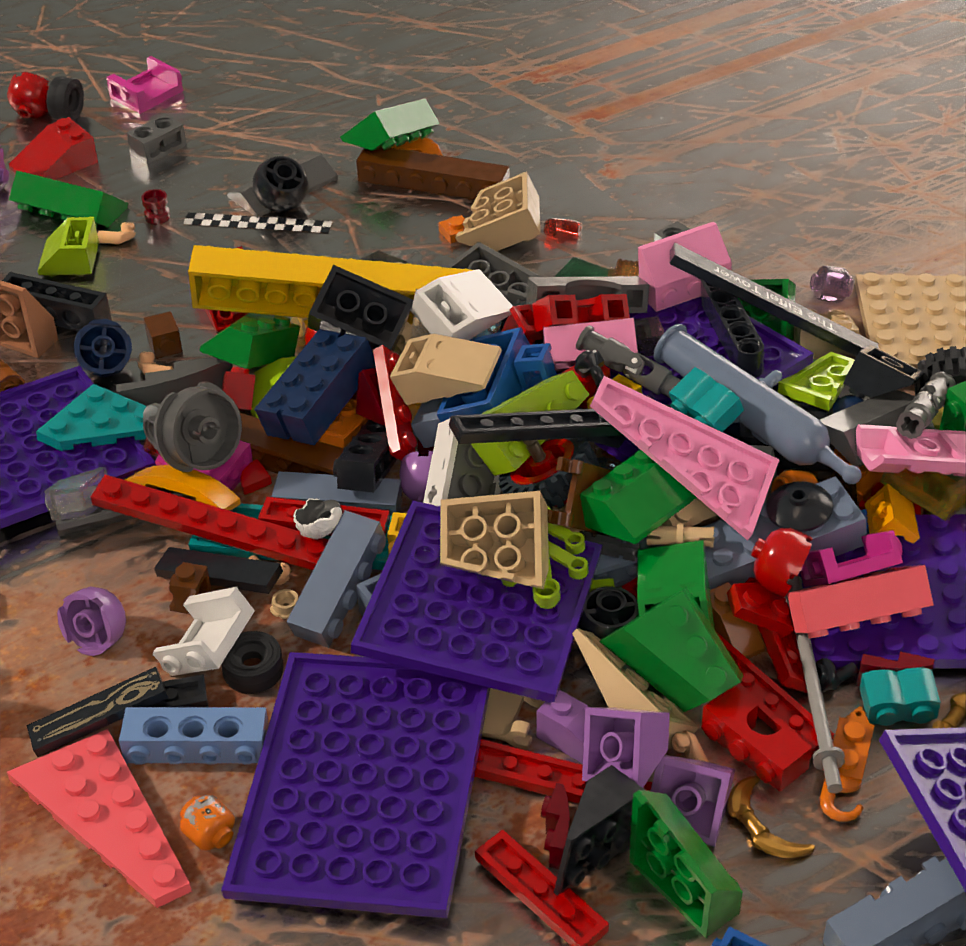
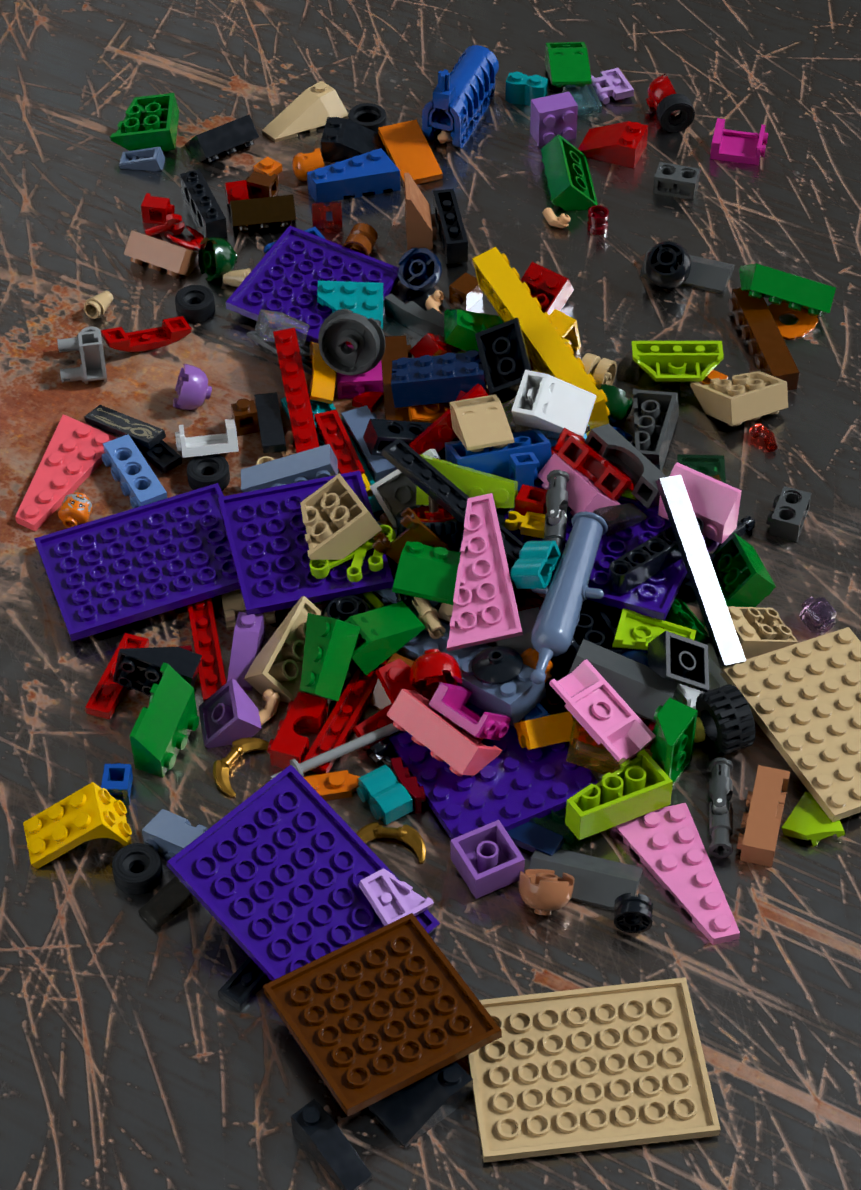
camera: 60 degrees right, 5 degrees up
(70, 248) = (516, 206): lime slope -> none
(258, 223) = (634, 279): sticker -> none
(317, 518) = (322, 435): hair -> none
(422, 228) = (677, 359): none -> lime wedge
(590, 364) = (529, 490): black plate -> none
(626, 739) = (232, 657): medium lavender slope -> none
(924, 405) = (629, 691): dark grey piece -> none

